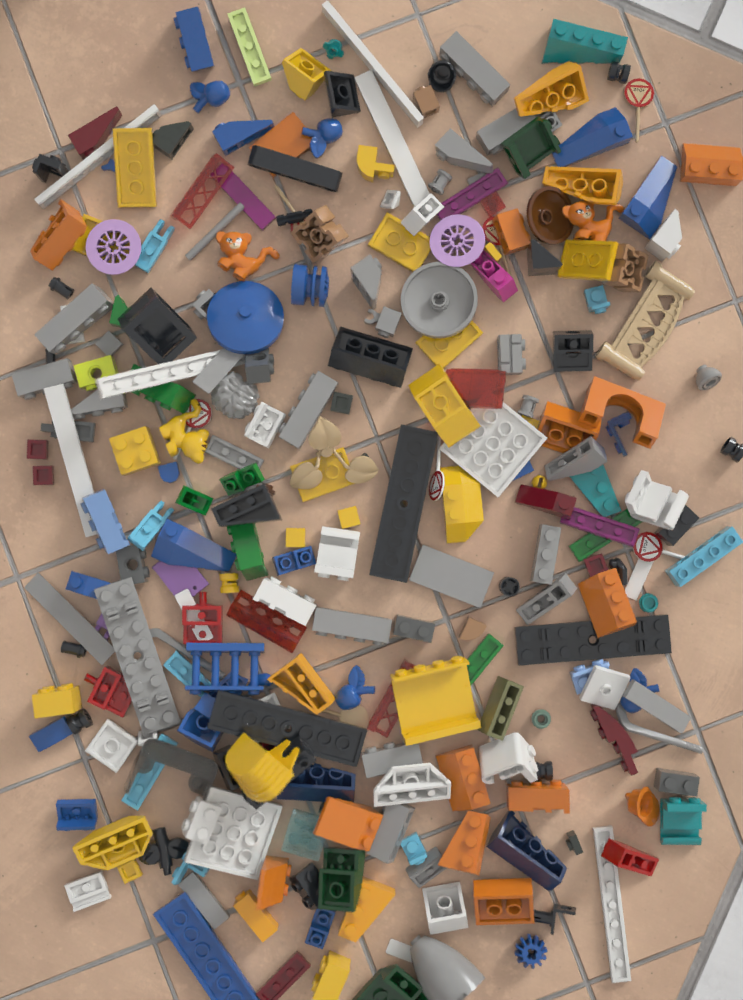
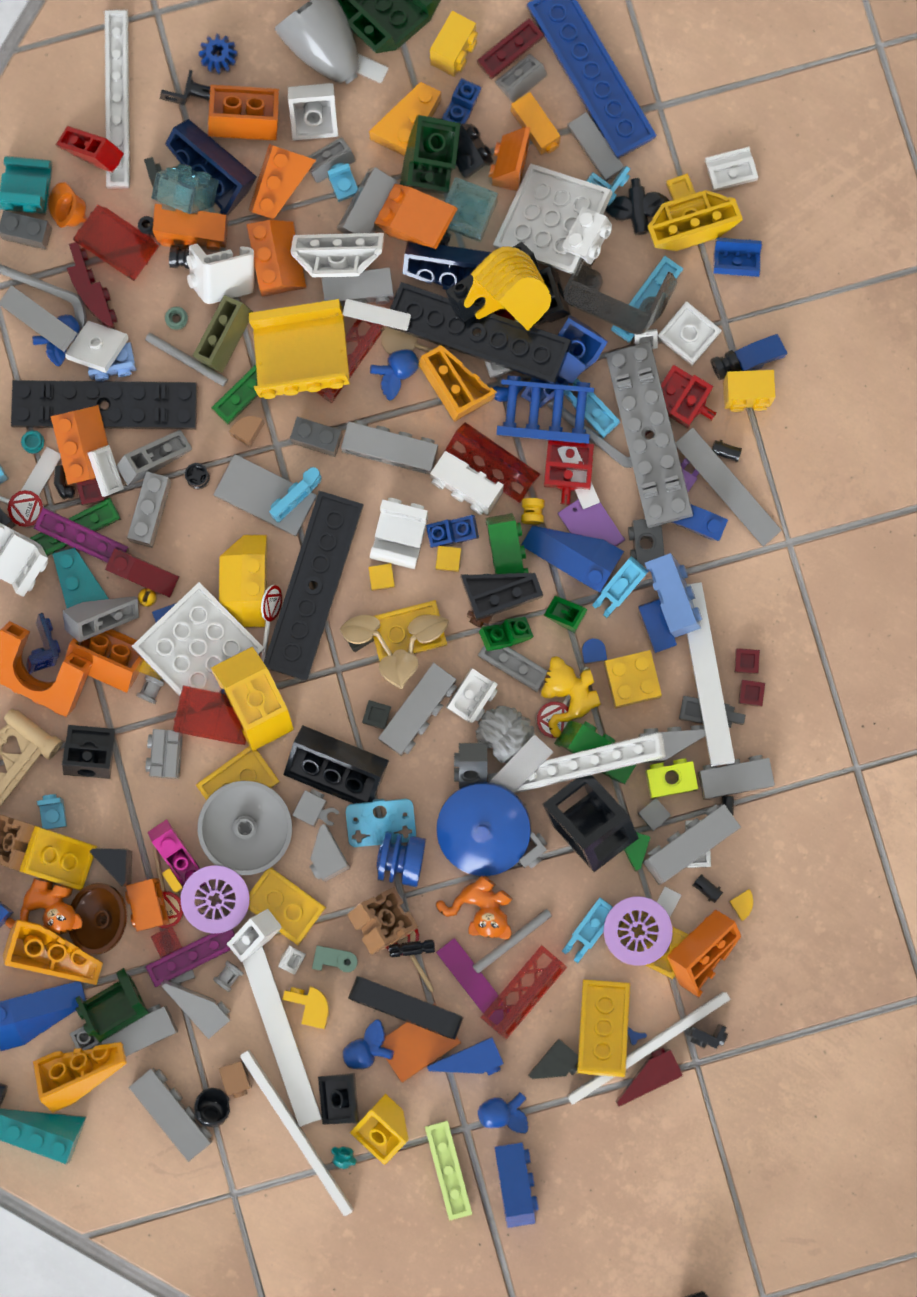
camera: 175 degrees left, 5 degrees down
(32, 278) = (743, 904): none -> yellow tile
(93, 276) = (669, 900): none -> white sticker
(119, 497) = (656, 626): none -> blue slope
(272, 954) = (521, 77): none -> light grey slope
(331, 311) = (377, 827): none -> medium azure axle
(356, 204) = (342, 959): none -> sand green leg
(373, 736) = (376, 314): none -> white sticker
(425, 577) = (296, 494): none -> medium azure hinge
(528, 684) = (186, 359): none -> light grey bar
(545, 829) = (185, 188): none -> clear light blue brick
(577, 796) = (144, 227): none -> black pin
(585, 583) = (105, 470): none -> white tile
(598, 778) = (116, 242): none -> clear red piece

